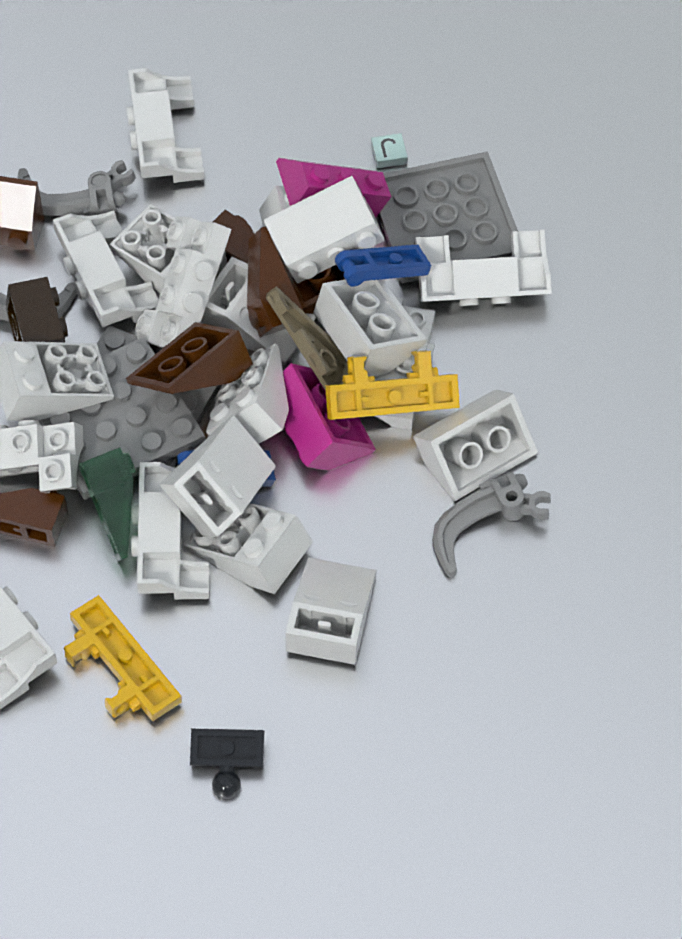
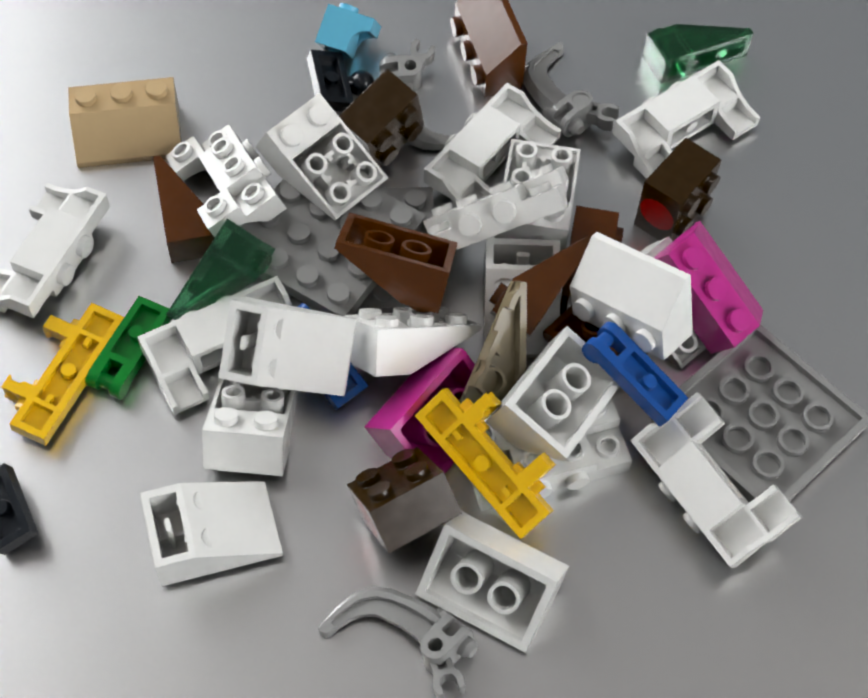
camera: 60 degrees right, 0 degrees up
(91, 85) = (691, 48): none -> clear green slope
(123, 599) = (124, 348): none -> green plate
(232, 162) = (678, 191): none -> dark brown brick
(389, 150) = (808, 328): light aqua tile -> none
(390, 462) = (403, 498): none -> dark brown brick

